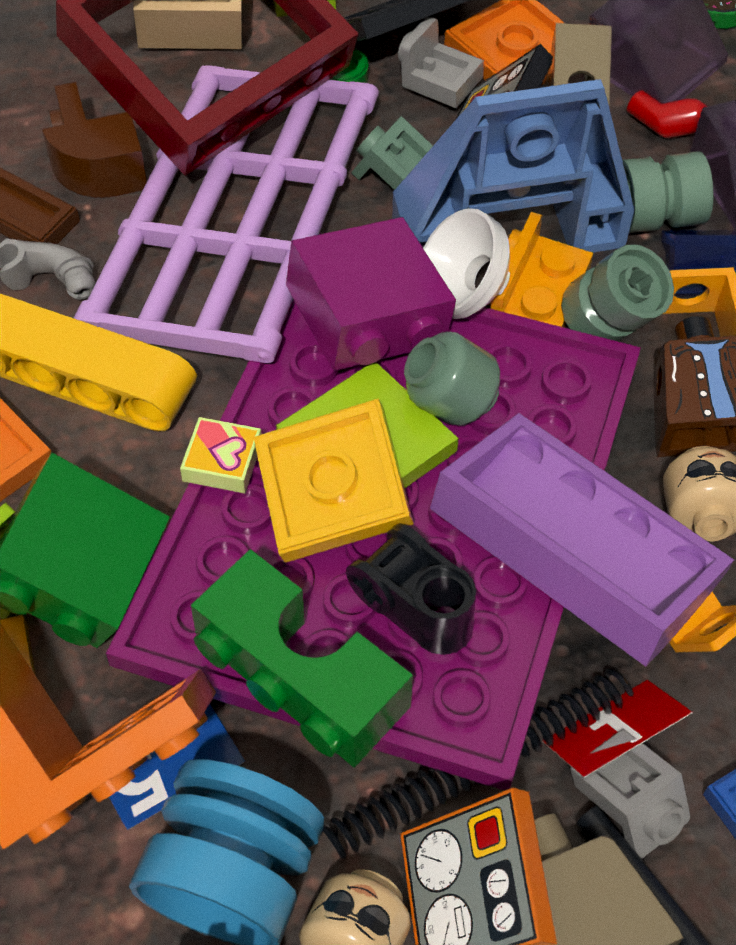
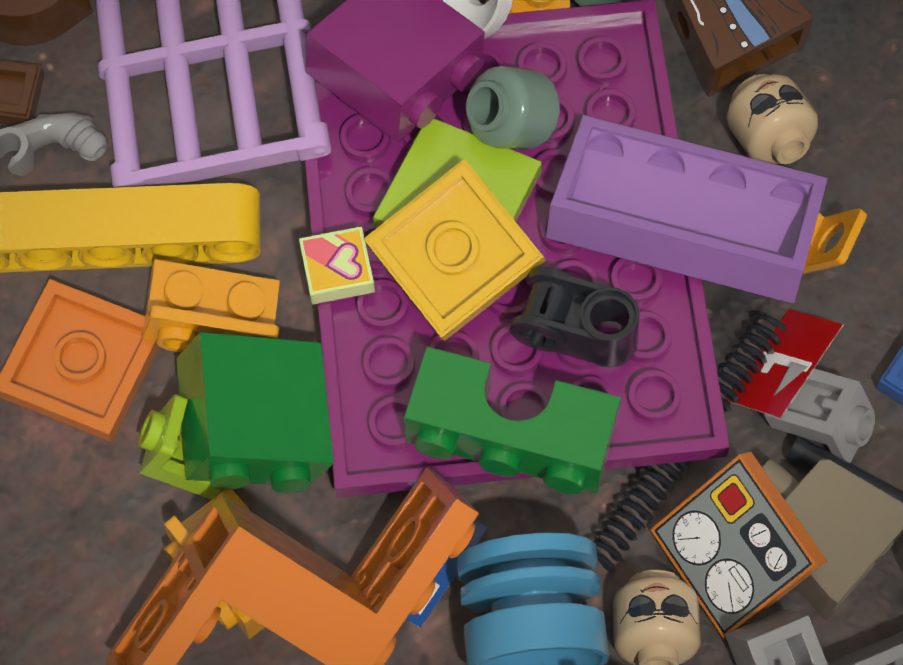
camera: 25 degrees left, 10 degrees up
(97, 445) = (207, 300): none -> light orange bracket

